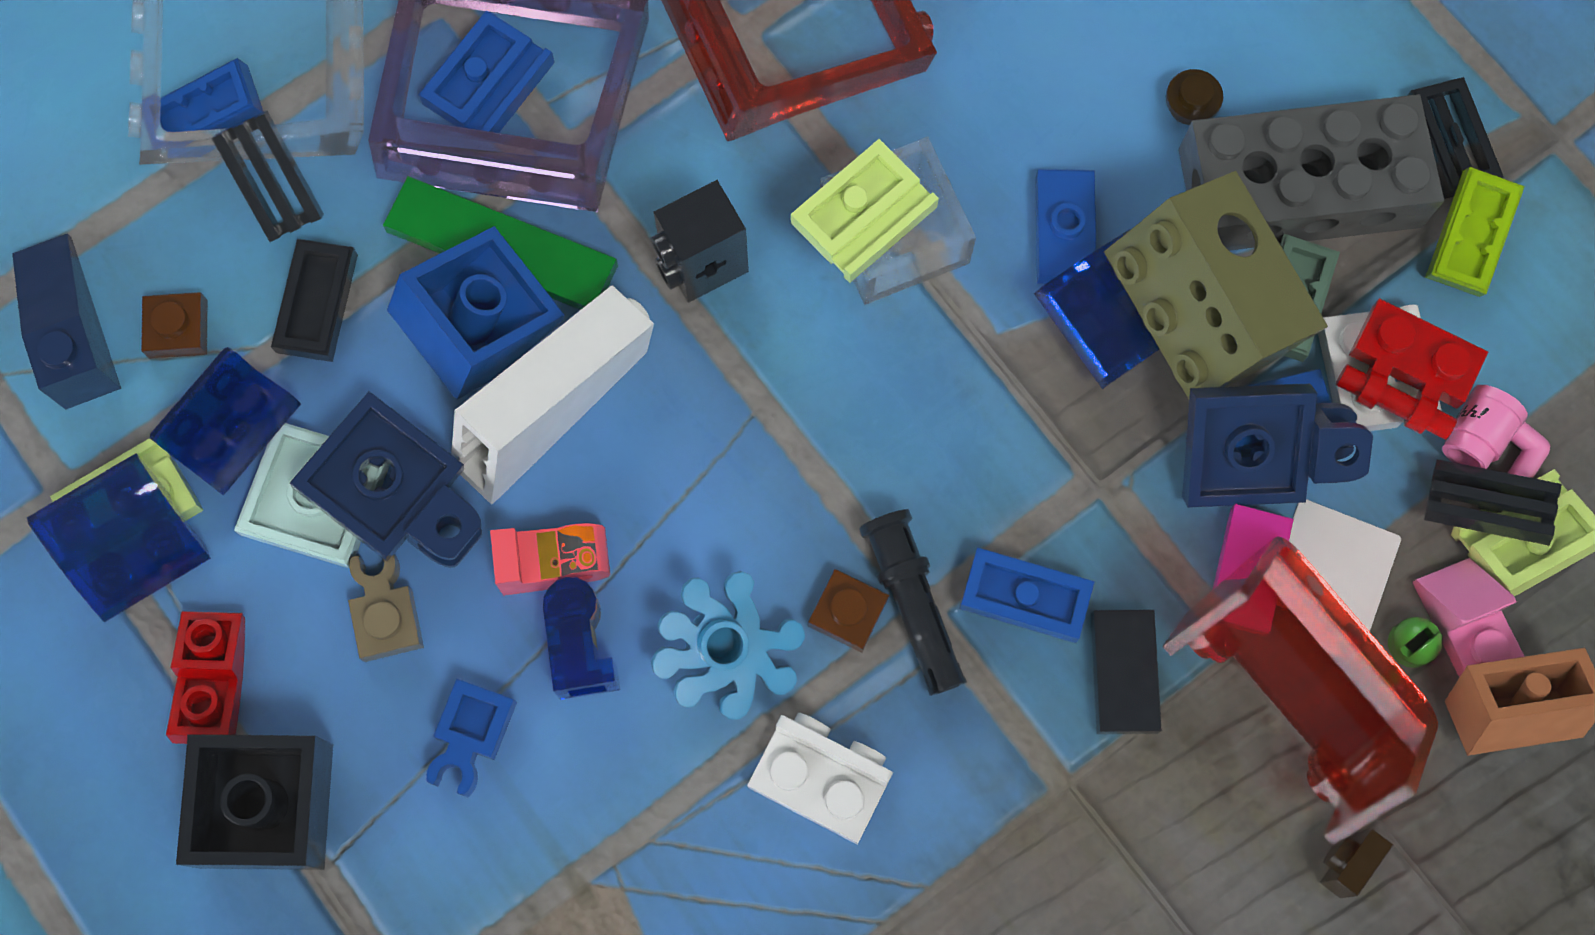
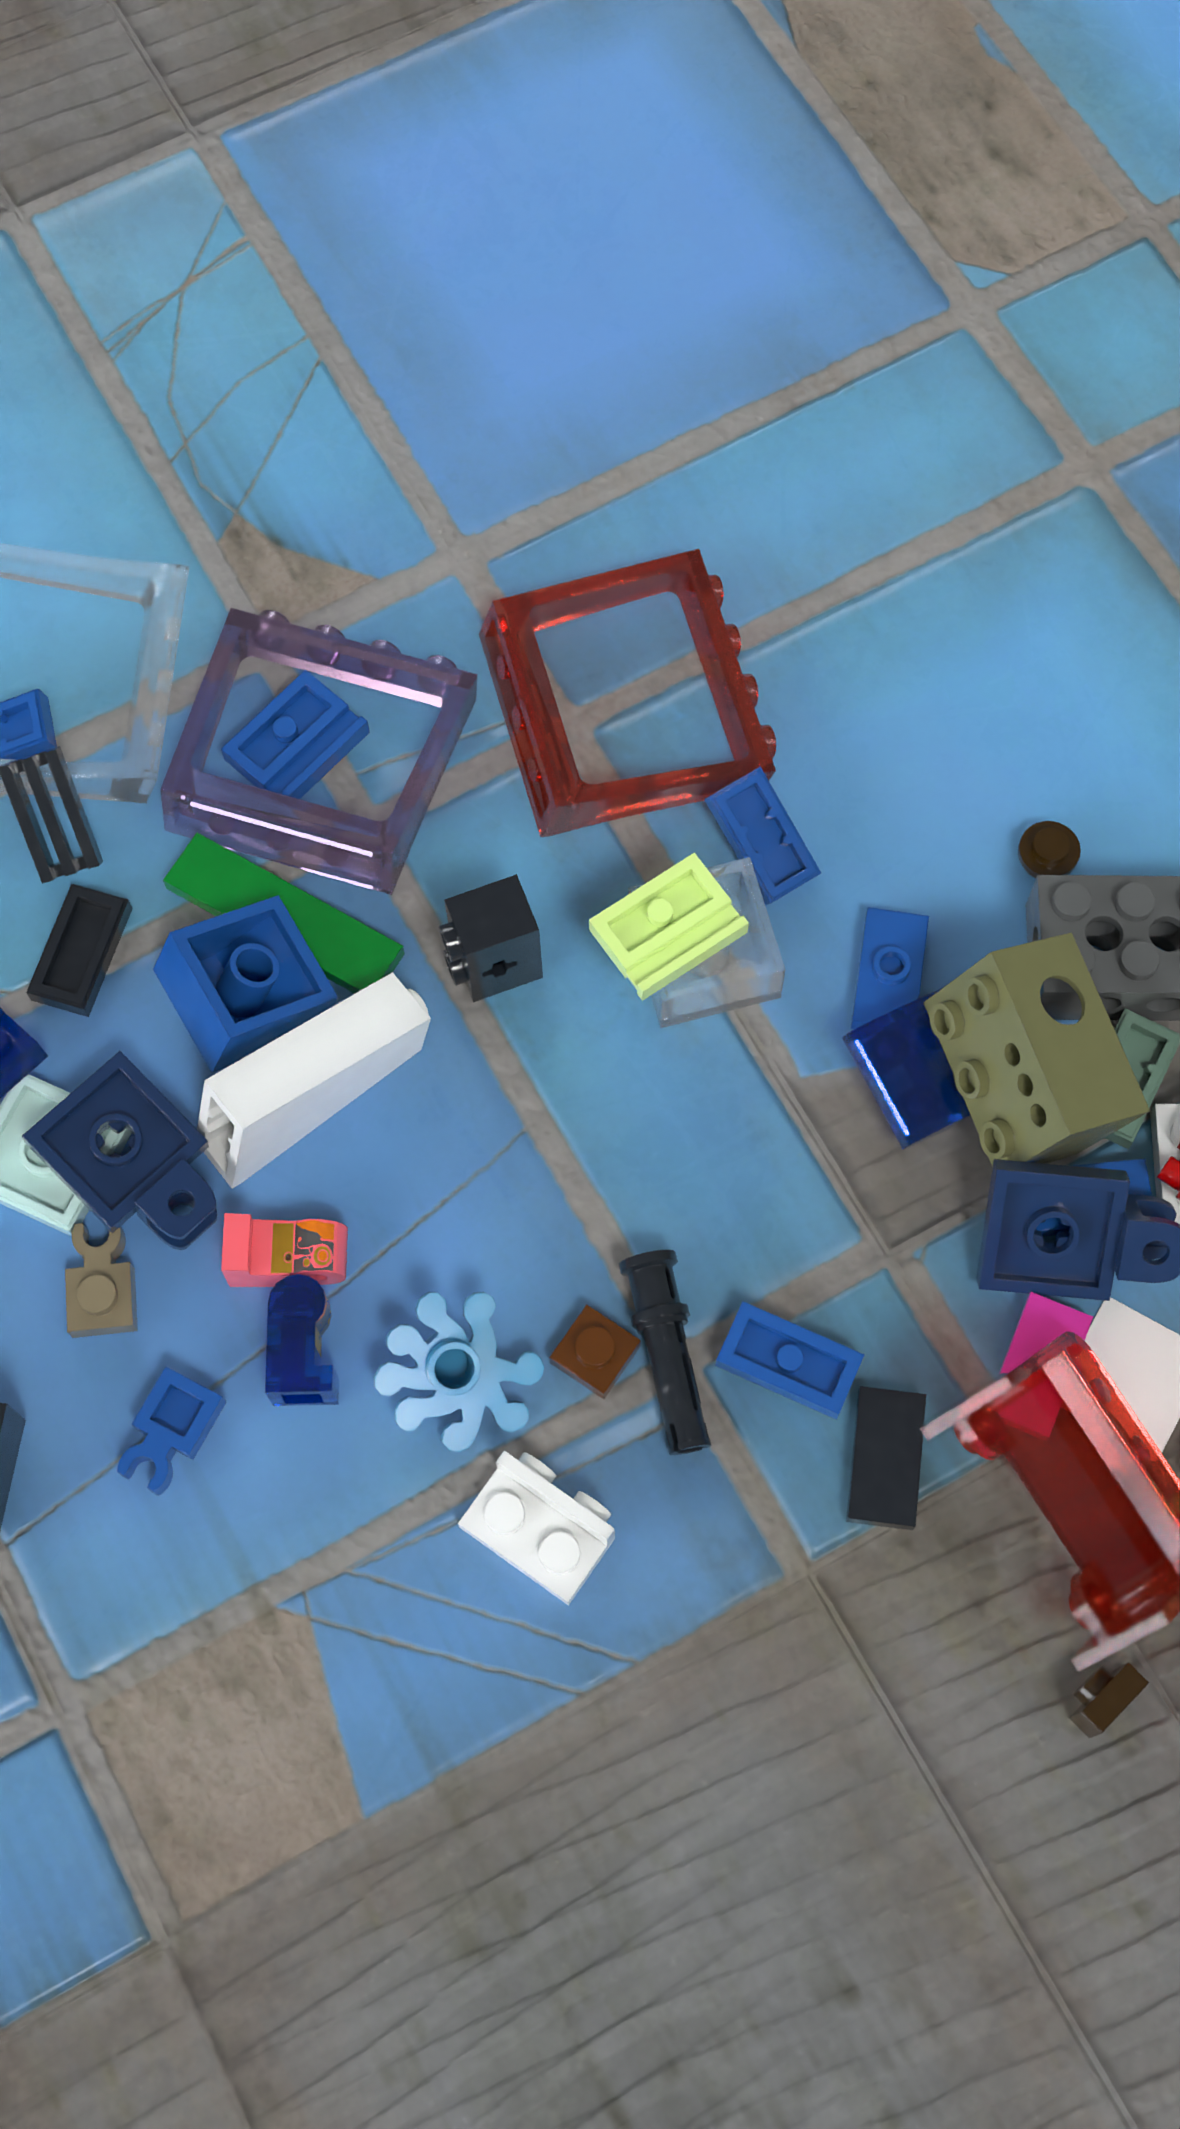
camera: 10 degrees right, 5 degrees down
(933, 110) = (762, 830): none -> blue plate

